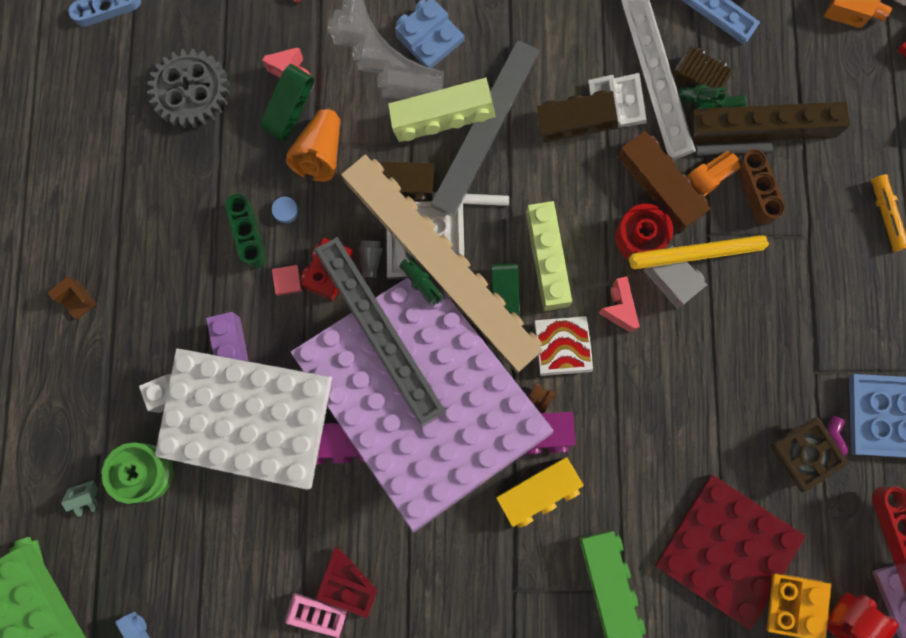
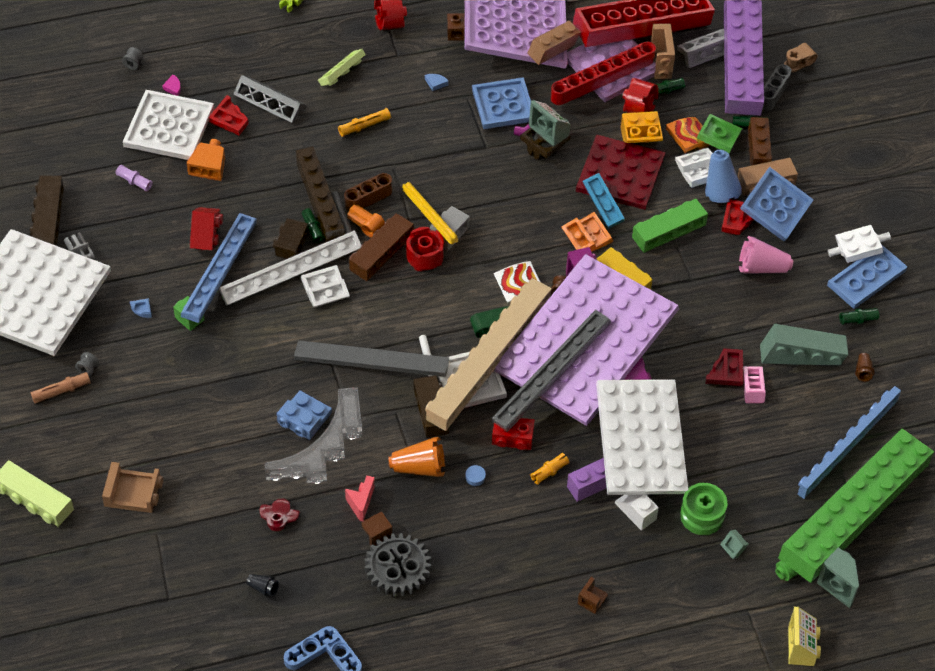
camera: 110 degrees left, 25 degrees down
(238, 222) = (498, 500): dark green beam -> none
(241, 76) = (377, 528): none -> reddish brown panel
(265, 301) = (549, 468): none -> light orange pin
(287, 102) = (393, 485): dark green beam -> none
(287, 280) = (529, 460): coral tile -> none
(370, 255) = (490, 408): dark grey cone -> none
(421, 281) = (507, 358): dark green pin -> none
(441, 110) = (369, 383): yellowish green brick -> none
(548, 256) = (459, 300): yellowish green brick -> none
(577, 116) = (348, 302): dark brown brick -> none
(624, 312) = (481, 251): coral slope -> none
(626, 465) = (587, 233): none -> orange slope
(674, 504) = (603, 200): none -> dark azure plate
(702, 94) = (311, 231): dark green pin -> none
(826, 460) = (548, 123): none -> sand green slope

